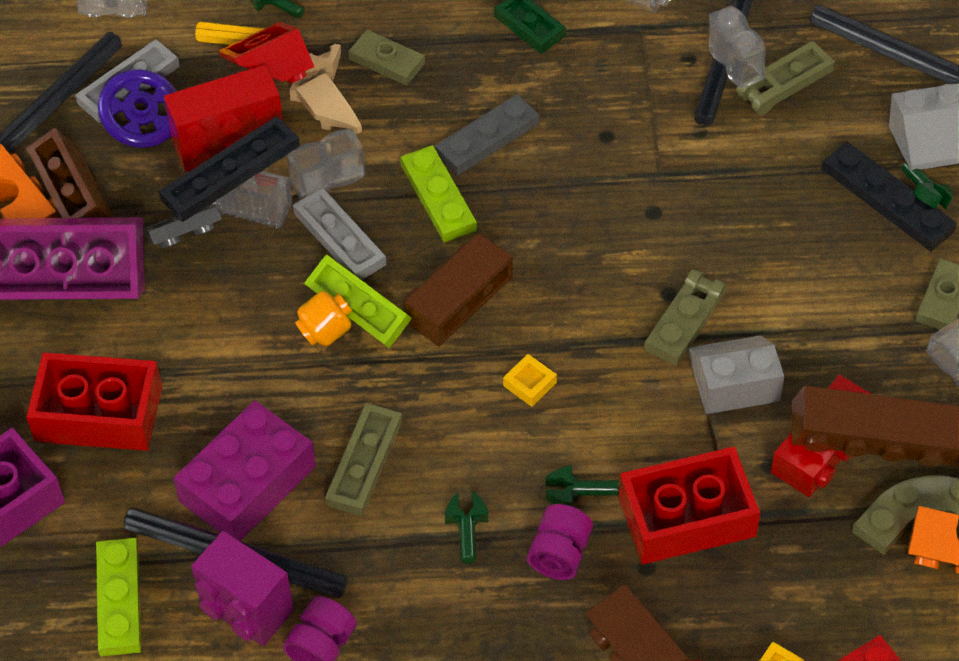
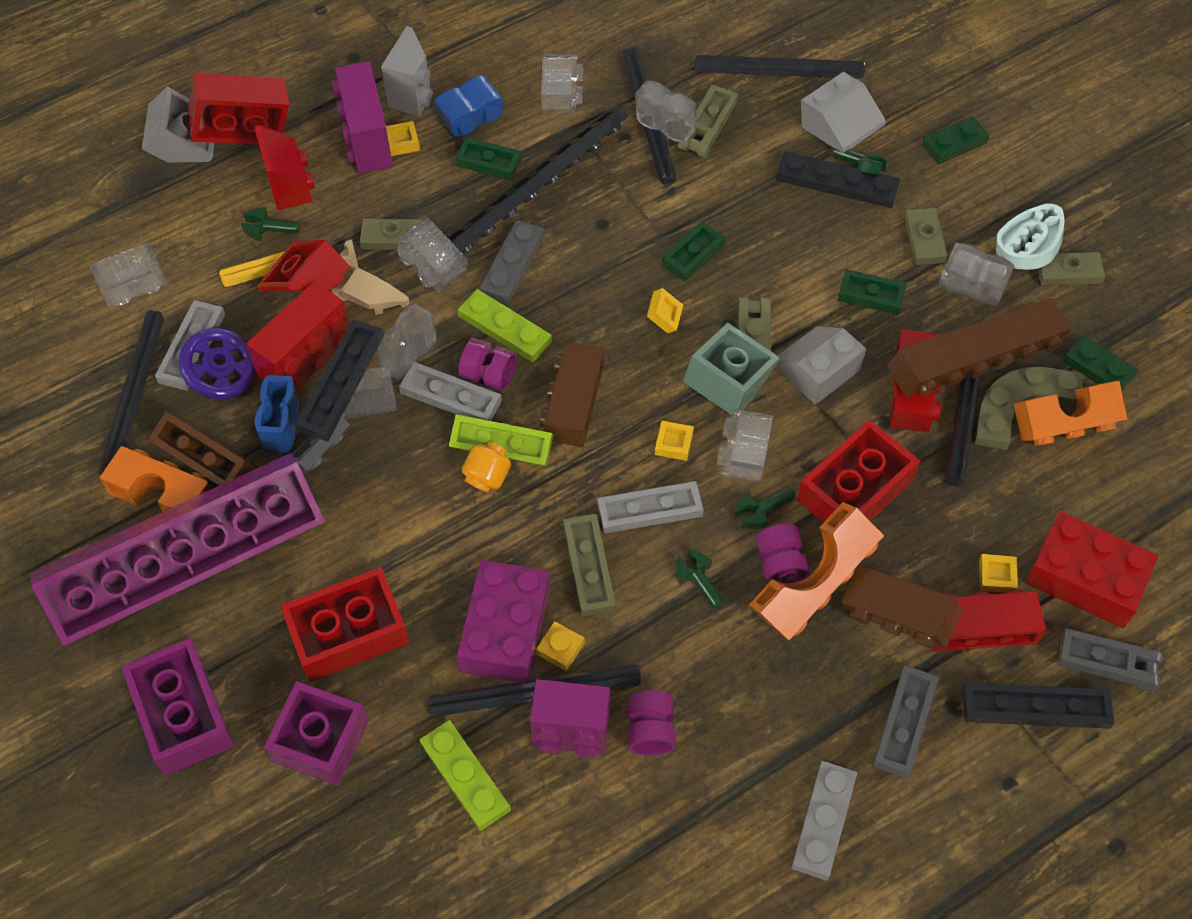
camera: 30 degrees left, 5 degrees up
(165, 164) = (277, 414): none -> blue brick
(287, 523) = (560, 646): none -> yellow plate
(391, 221) = (487, 364): none -> magenta wheel
(406, 92) = (431, 255): none -> clear brick
(461, 433) = (650, 507): none -> light grey plate
(528, 589) = (847, 541): none -> orange arch
(548, 67) = (543, 174): none -> black plate
(599, 418) = (746, 445): none -> clear brick
(606, 248) = (665, 310): none -> yellow plate
(631, 334) = (730, 369): none -> sand green slope
(678, 202) = (693, 251): none -> dark green plate
(842, 326) = (872, 291): none -> dark green plate
(845, 510) = (962, 431): none -> black axle

